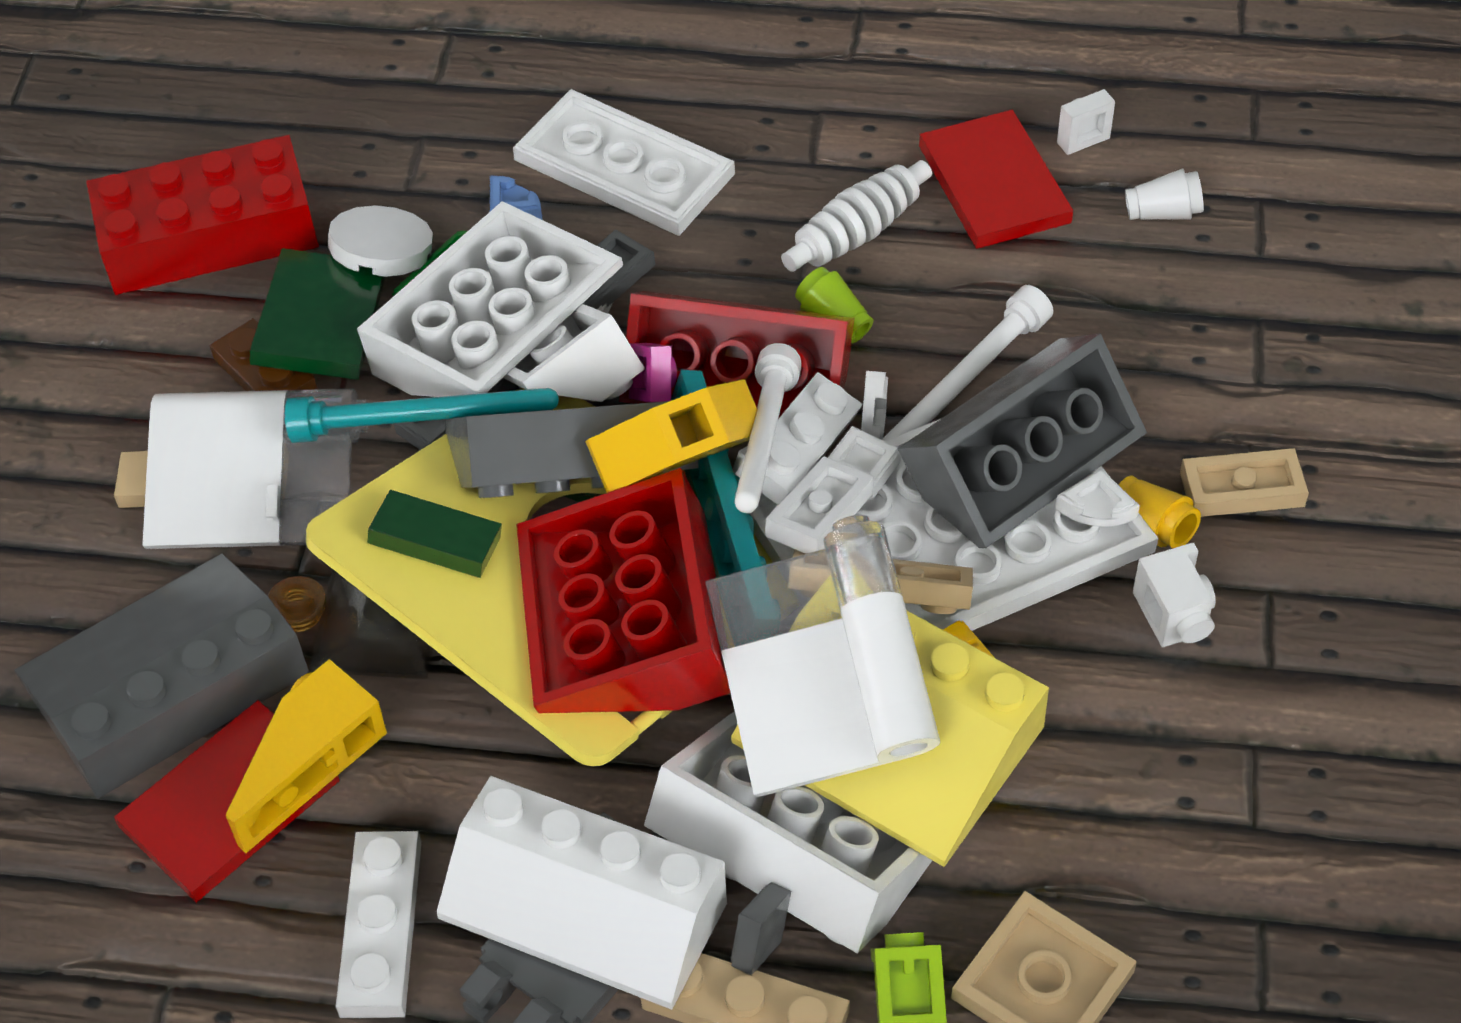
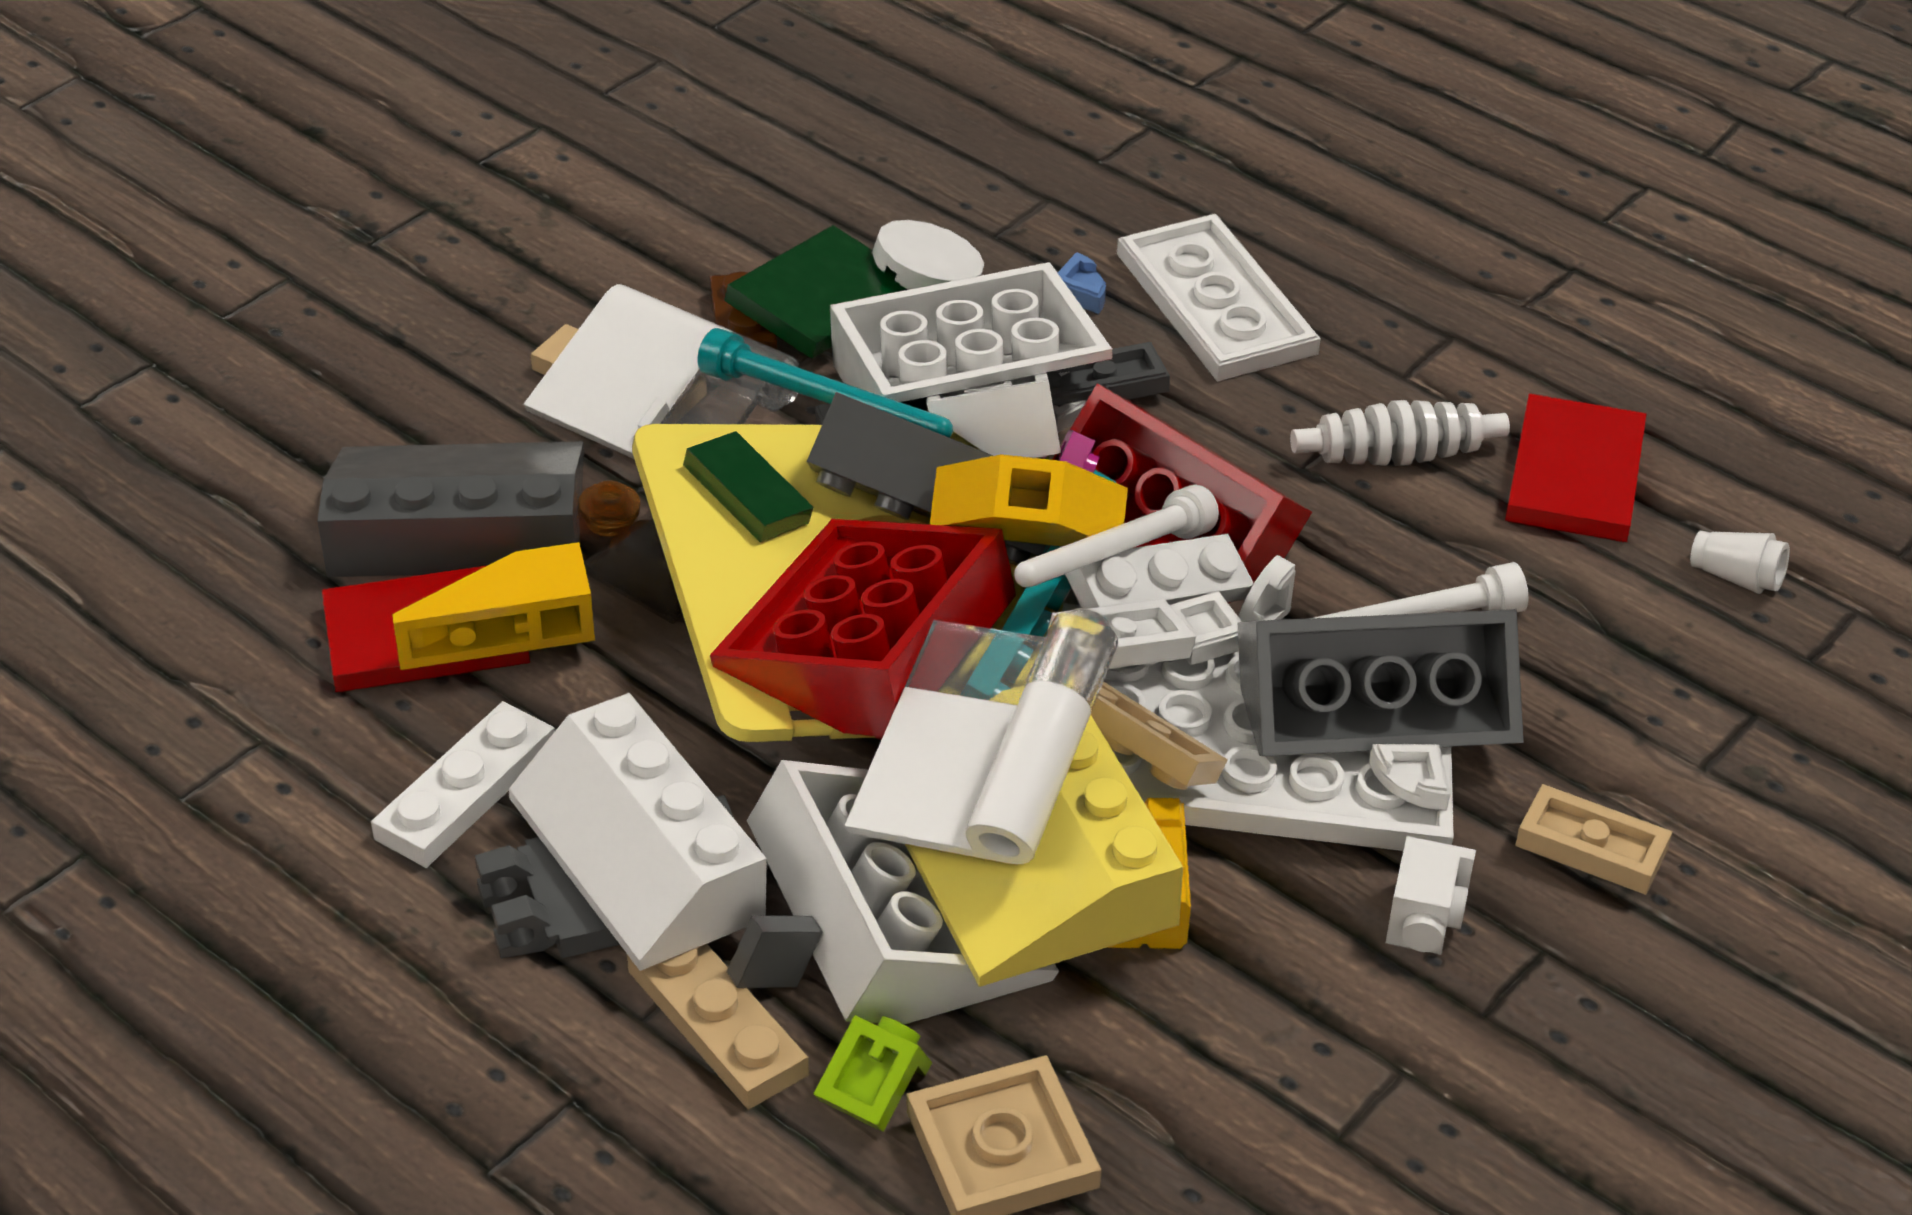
camera: 30 degrees right, 10 degrees down
(200, 214) = (789, 169): red brick -> none
(828, 294) = (1310, 484): lime cone -> none
(1085, 121) = (1713, 455): white plate -> none
(1165, 511) = (1482, 821): yellow cone -> none

